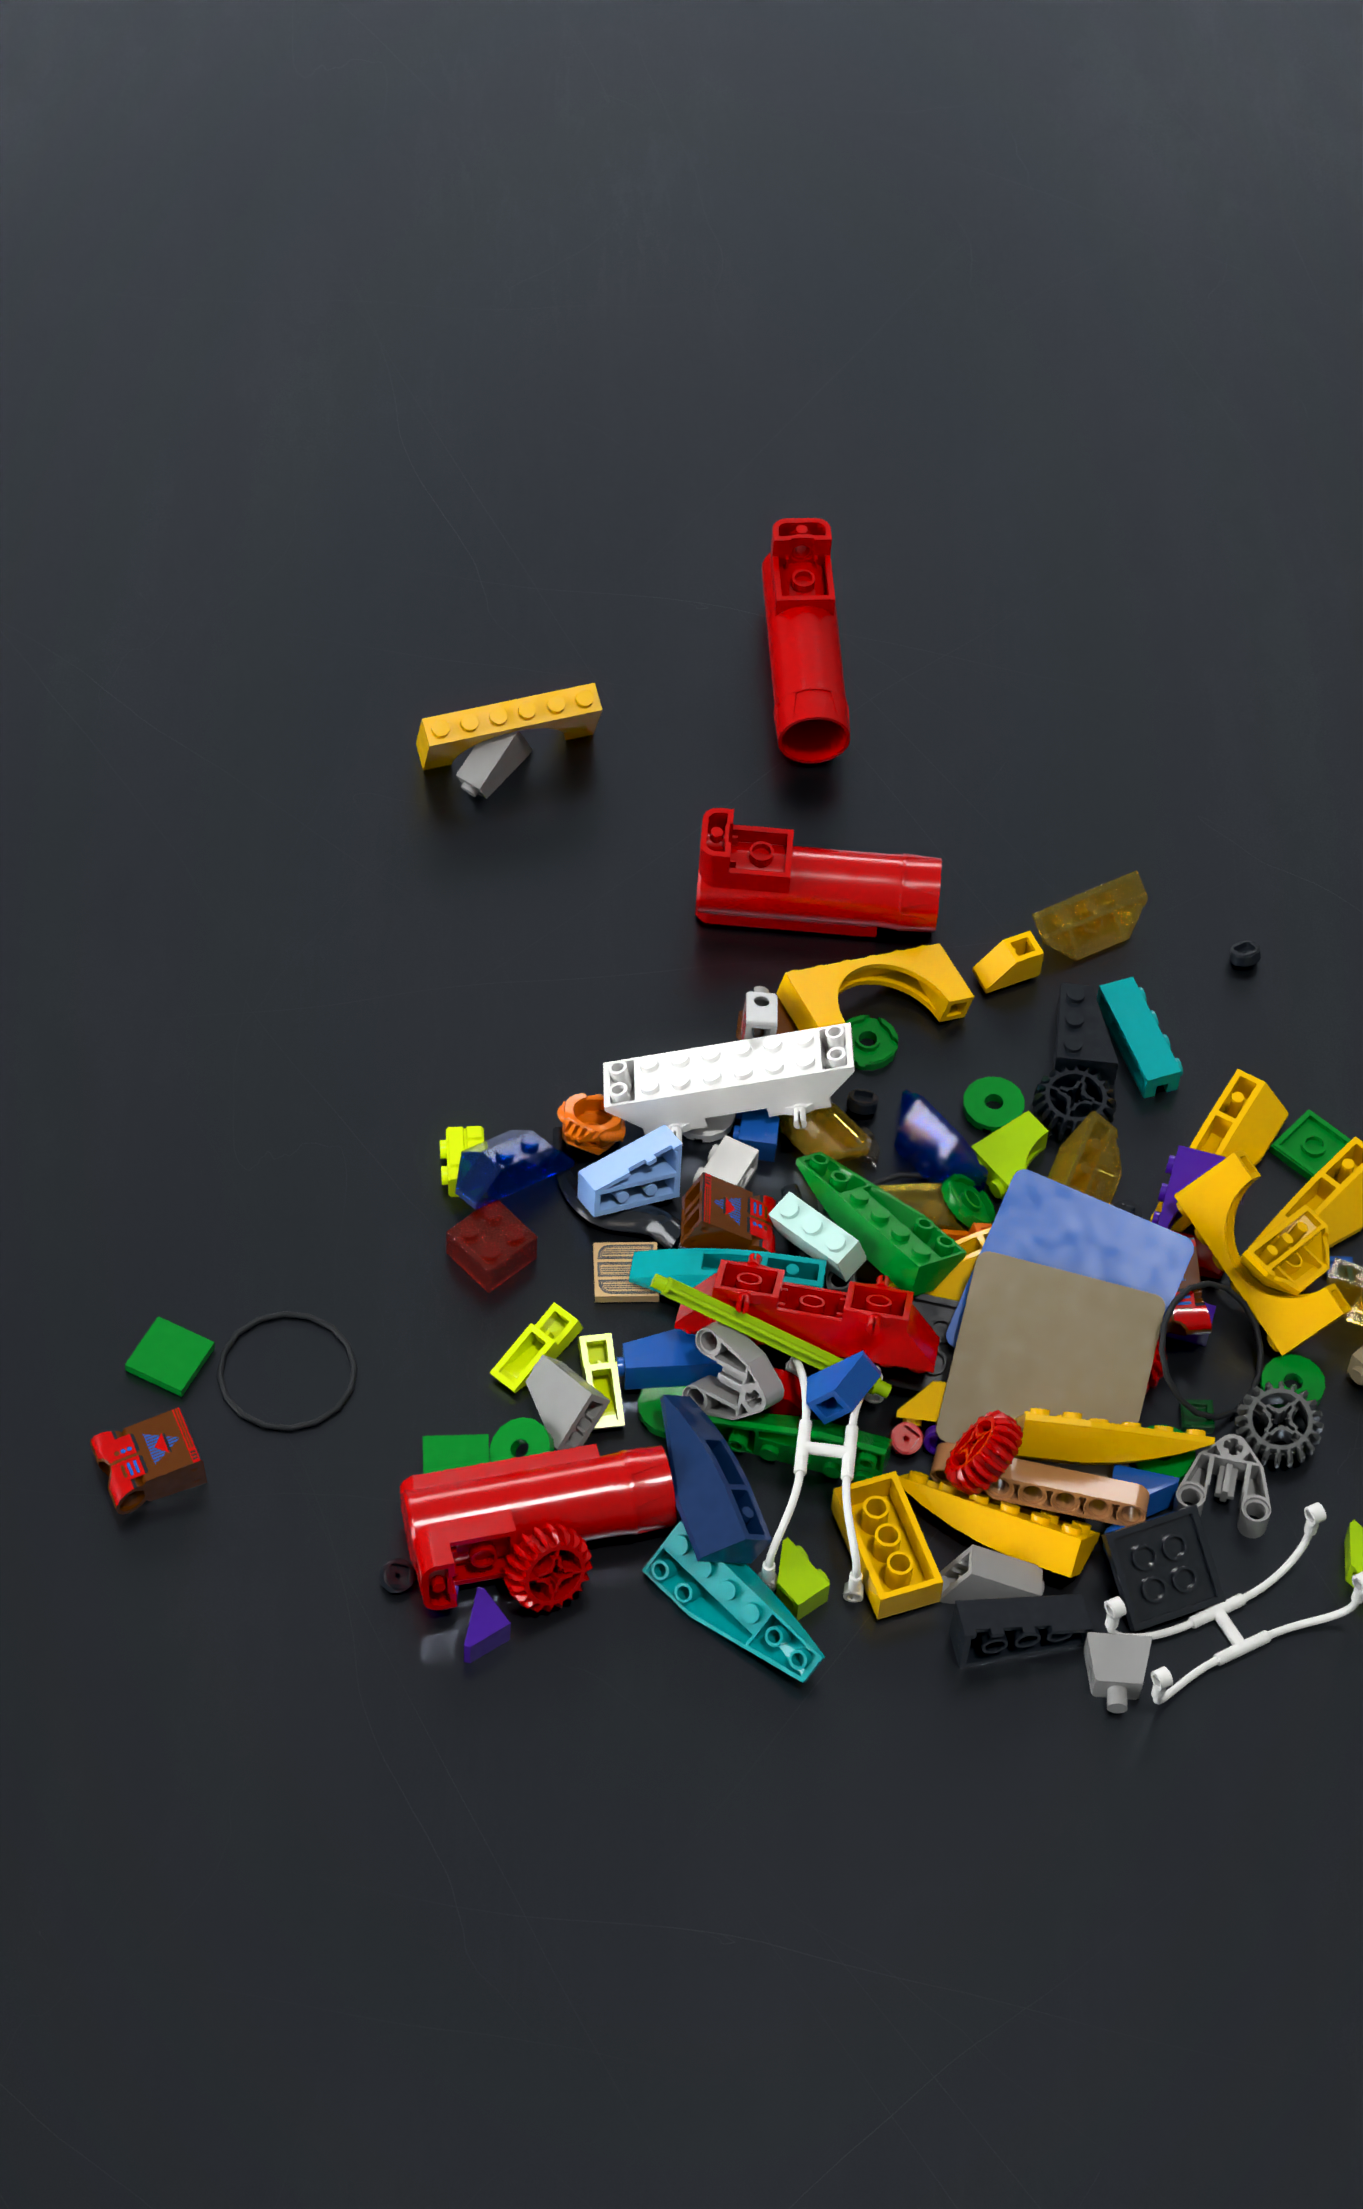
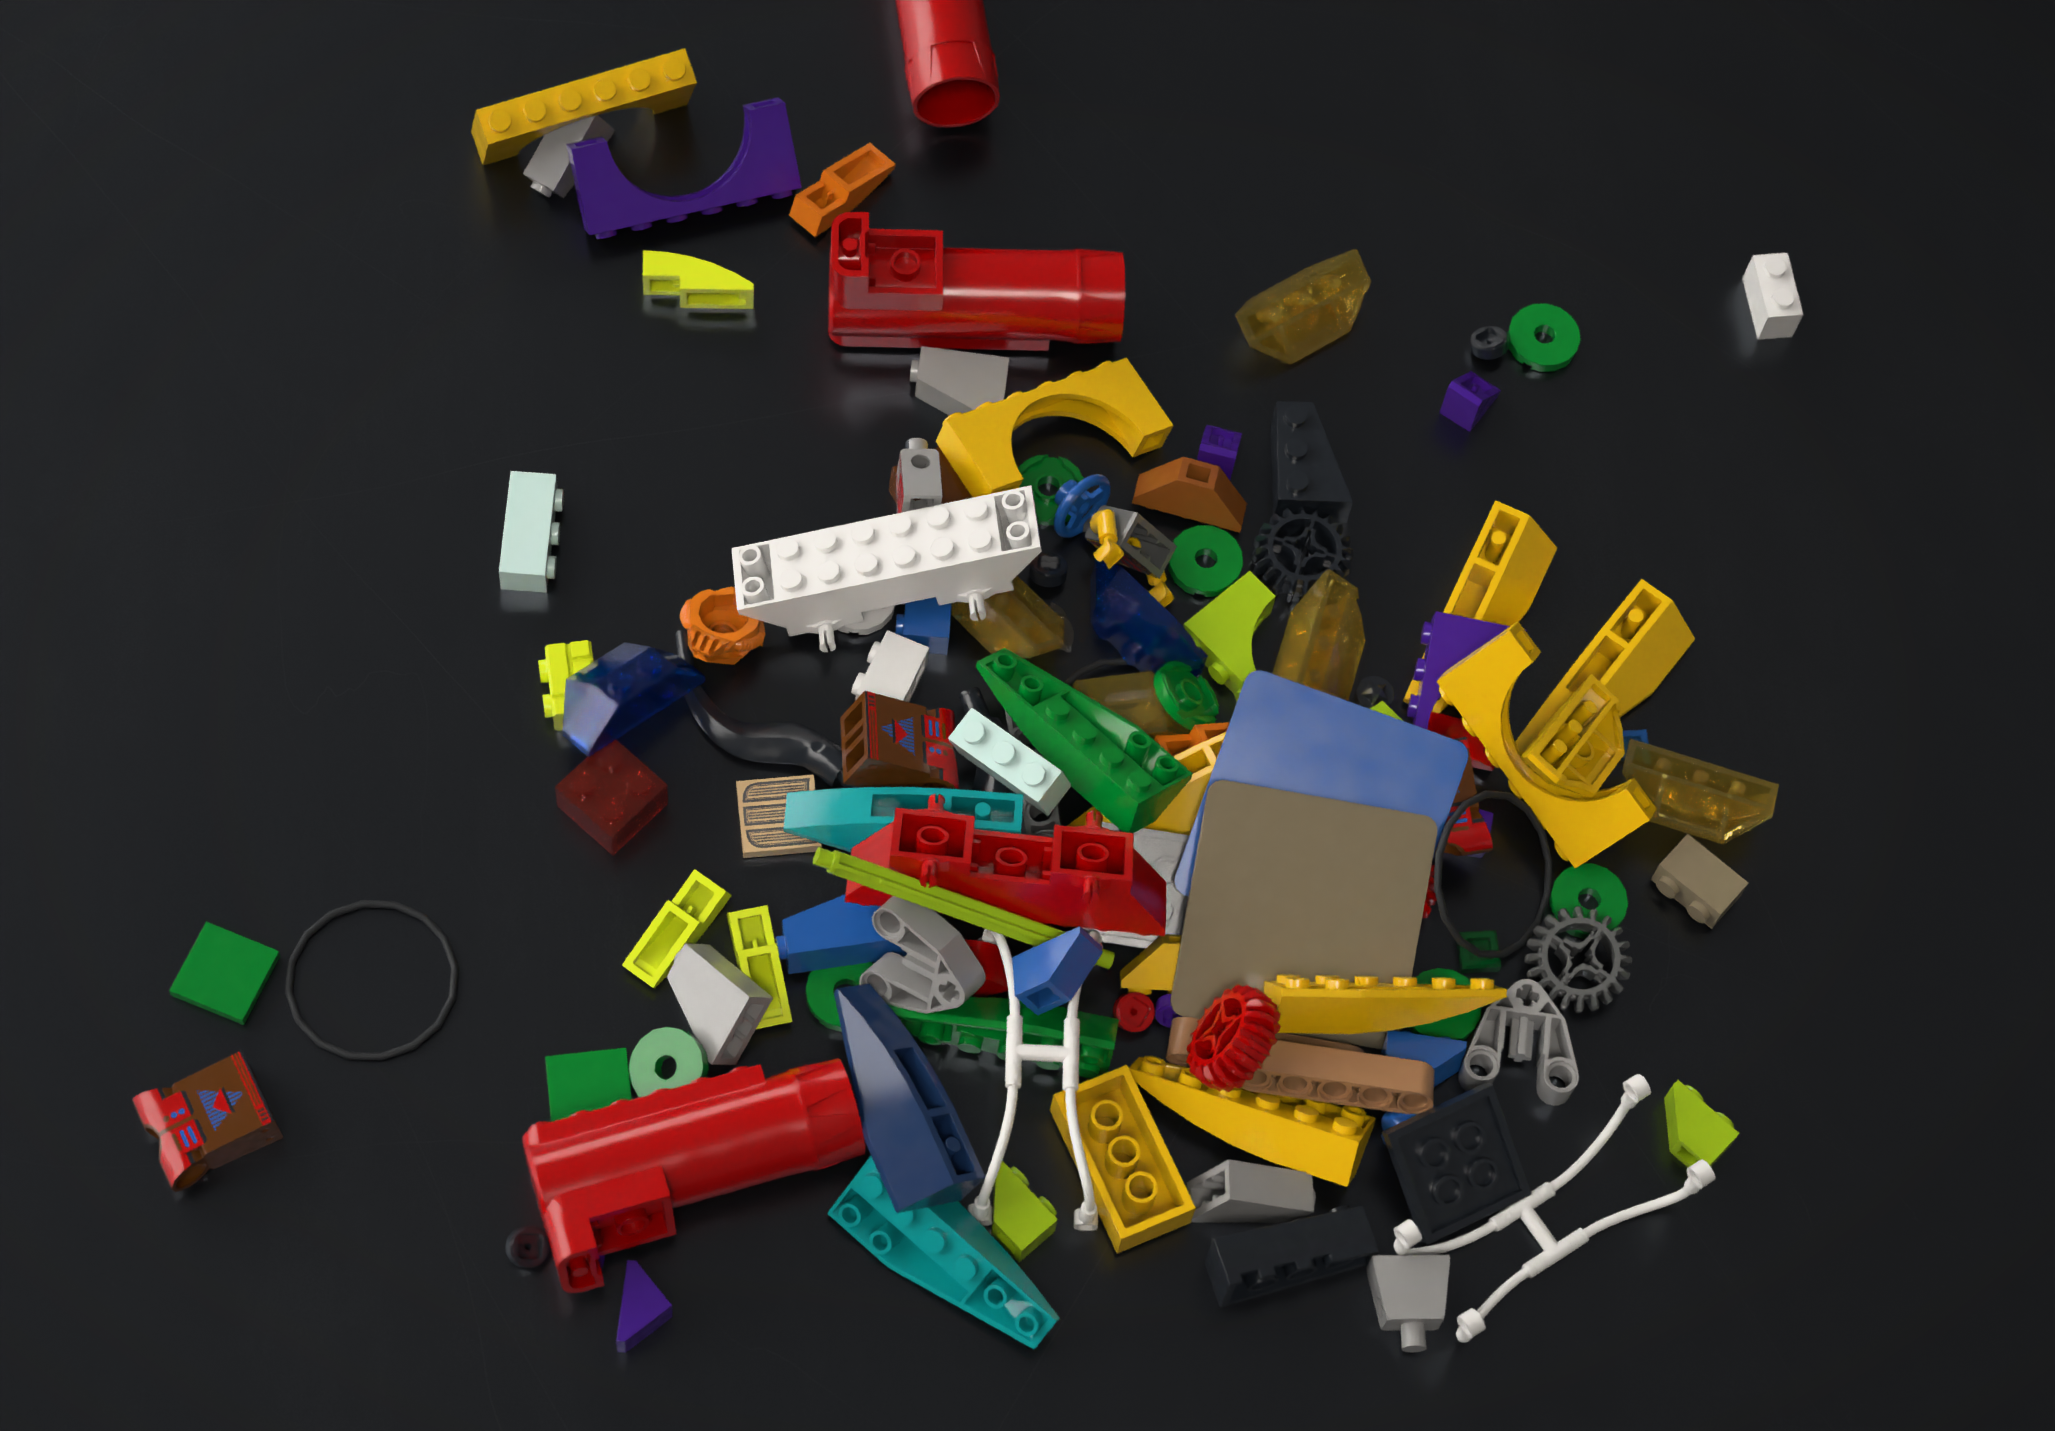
camera: 10 degrees left, 10 degrees up
(440, 1044) = (530, 532): none -> light aqua brick
(539, 1561) = (712, 1229): red gear -> none
(589, 866) = (696, 281): none -> neon yellow slope
(633, 1175) = (778, 693): light blue wedge -> none
(650, 782) = (761, 168): none -> dark purple arch
(727, 792) = (840, 188): none -> orange slope
(798, 949) = (958, 379): none -> light grey slope
(889, 1049) = (1076, 501): none -> blue piece
(935, 1081) = (1132, 542): none -> torso
(987, 1050) = (1193, 492): none -> dark orange slope
(1009, 1024) = (1219, 448): none -> dark purple slope
(1010, 962) = (1211, 376): yellow slope -> none
(1139, 1036) = (1372, 461): teal brick -> none
(1223, 996) = (1468, 400): none -> dark purple slope
(1291, 939) = (1549, 320): none -> green tile
(1308, 1144) = (1587, 588): green tile -> none

